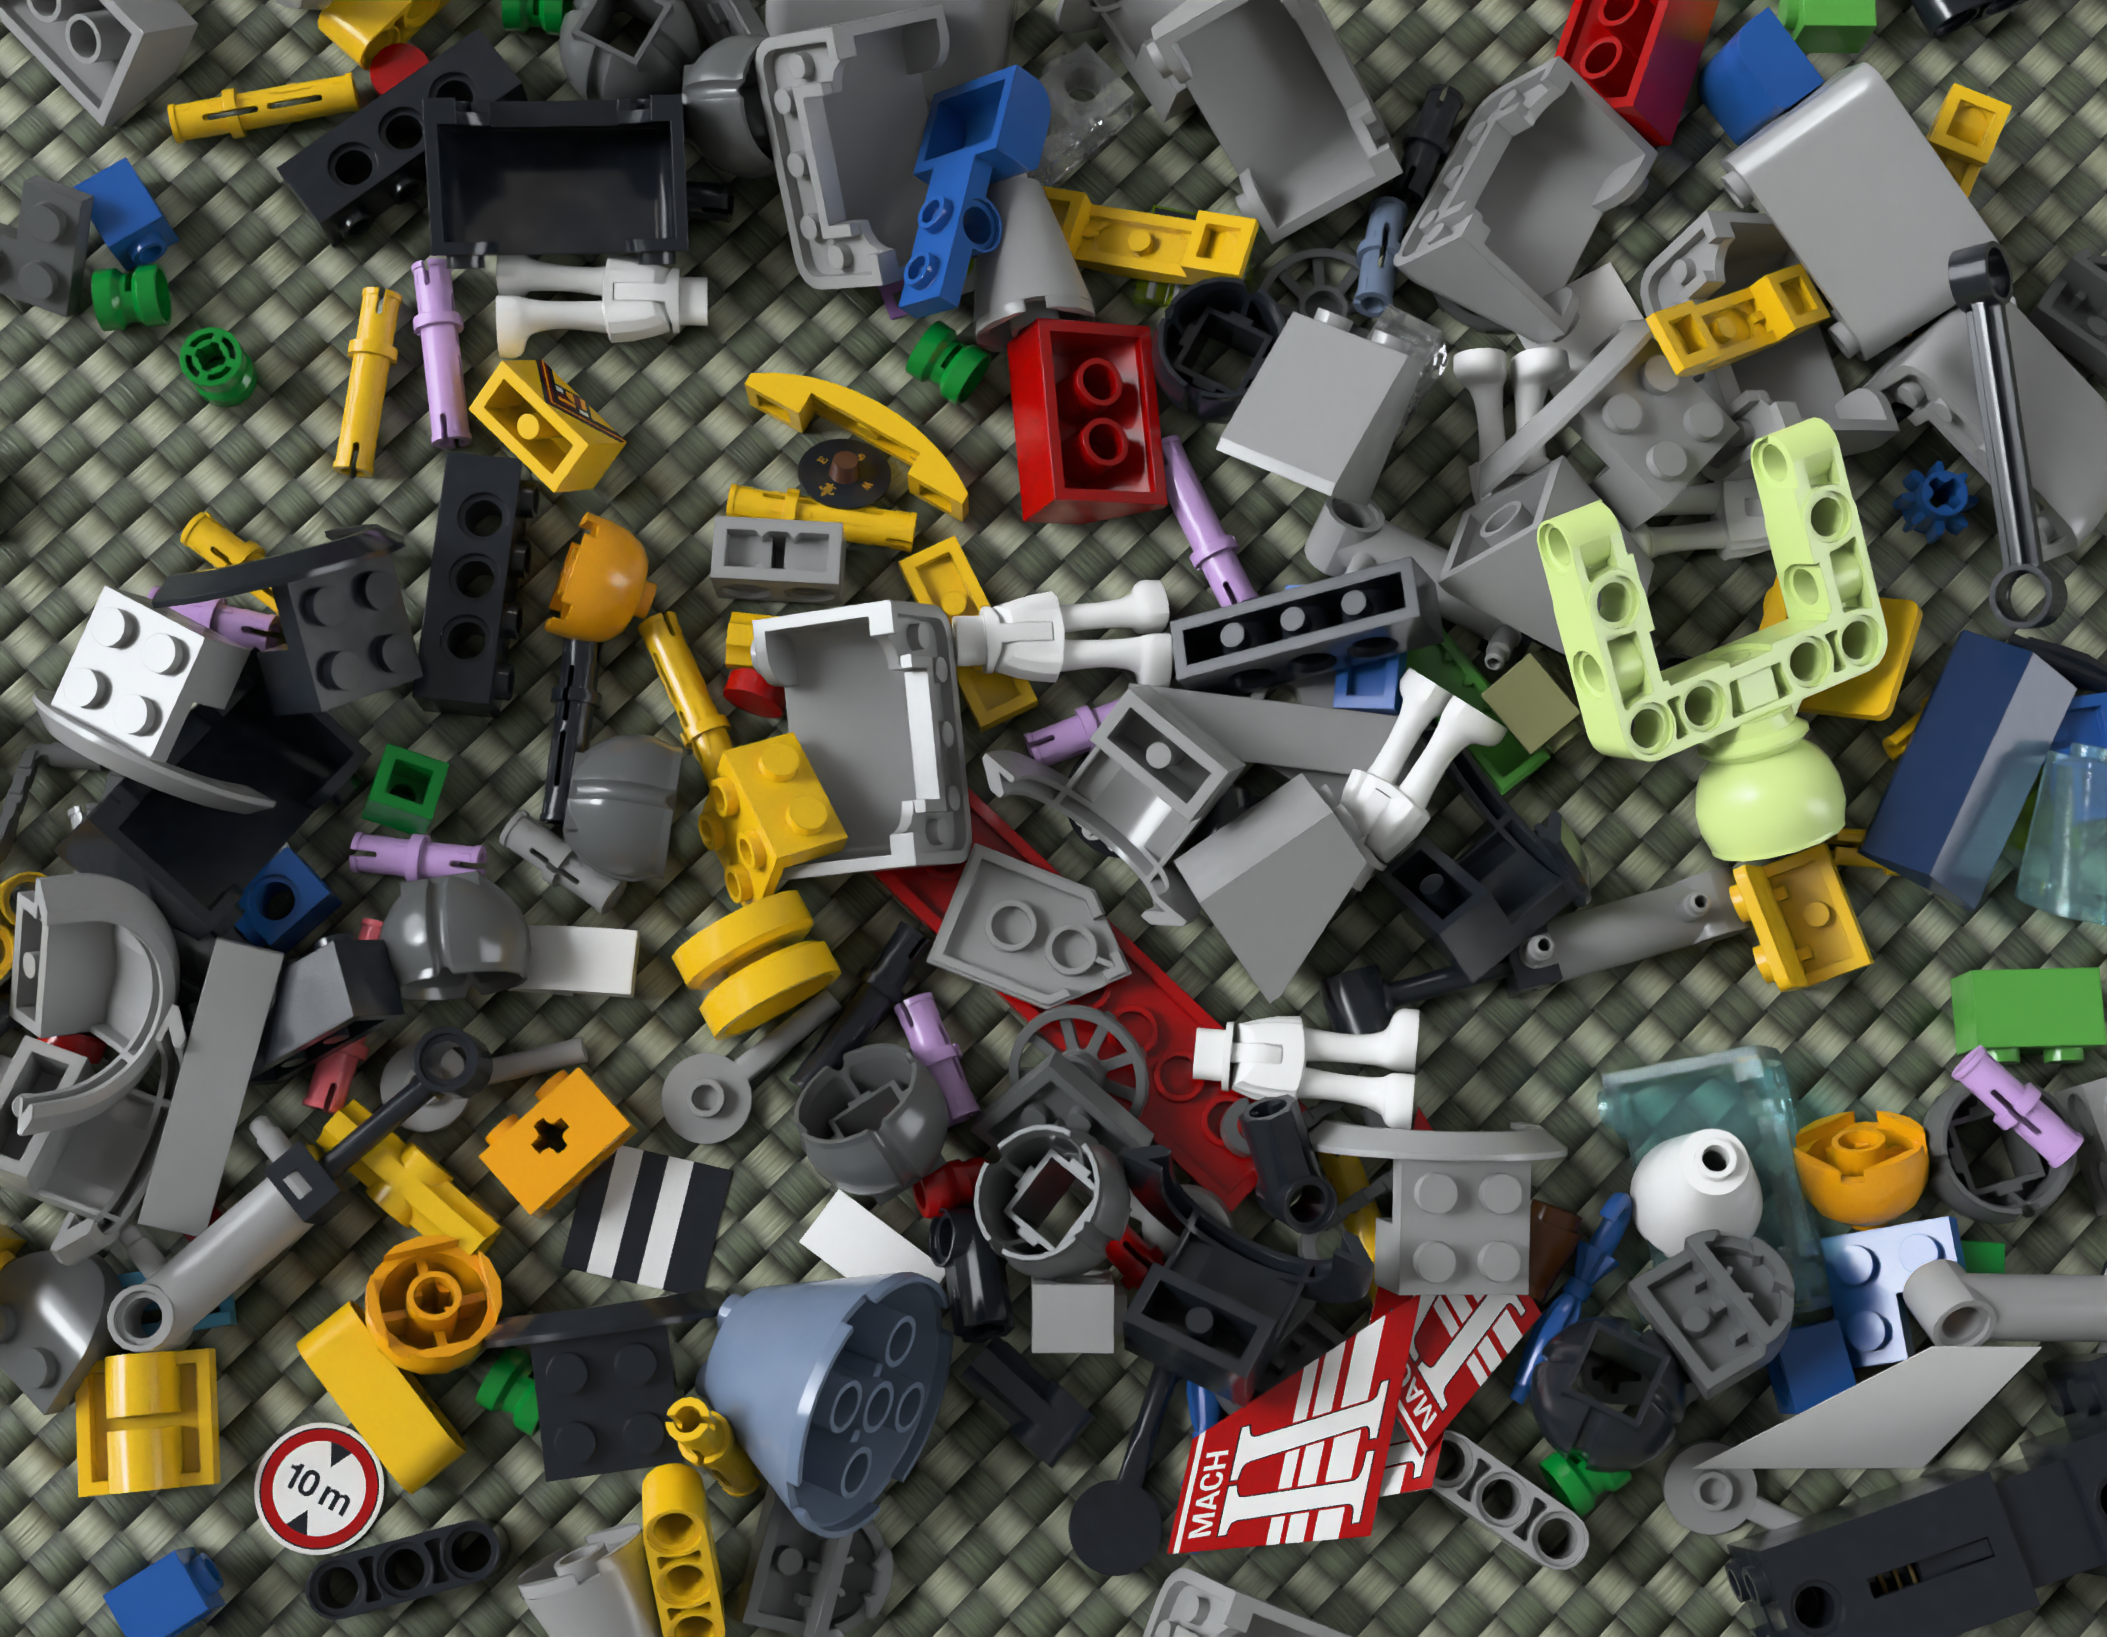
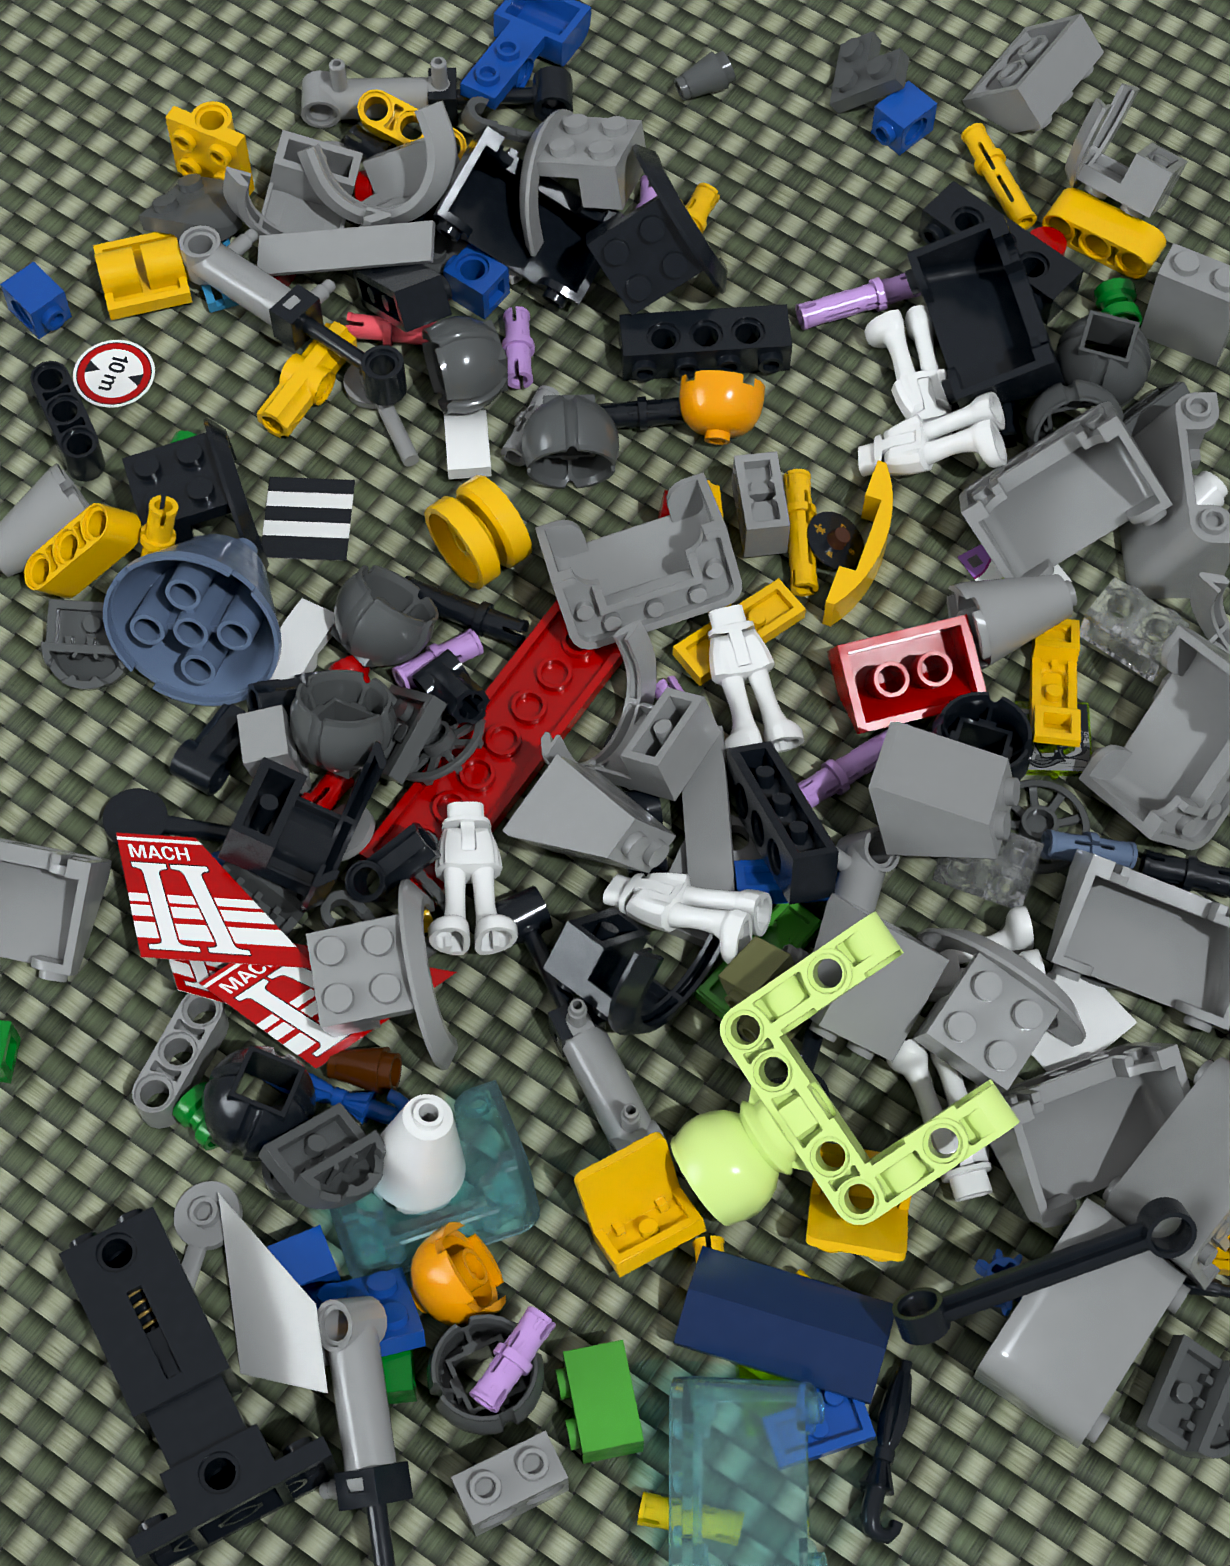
camera: 85 degrees right, 15 degrees down
(131, 297) = (848, 125): green wheel -> none
(225, 379) = (815, 183): green wheel -> none
(371, 357) = (828, 264): yellow pin -> none
(381, 1399) = (172, 388): yellow beam -> none
(411, 775) = (564, 317): green plate -> none
(432, 1304) = (229, 390): light orange cylinder -> none
(546, 1177) = (346, 452): light orange brick -> none
(547, 425) = (820, 358): yellow brick -> none
(702, 724) = (639, 487): yellow pin -> none
(712, 1096) = (396, 537): light grey piece -> none
(722, 340) = (915, 446): none -> white piece
(767, 816) = (583, 516): yellow bracket -> none
(948, 363) = (928, 591): green wheel -> none
(970, 140) = (1080, 559): blue plate -> none
(1001, 1047) = (451, 683): none -> black piece
(1026, 932) = (532, 690): light grey tile -> none
(1738, 323) = (1088, 1079): yellow slope -> none

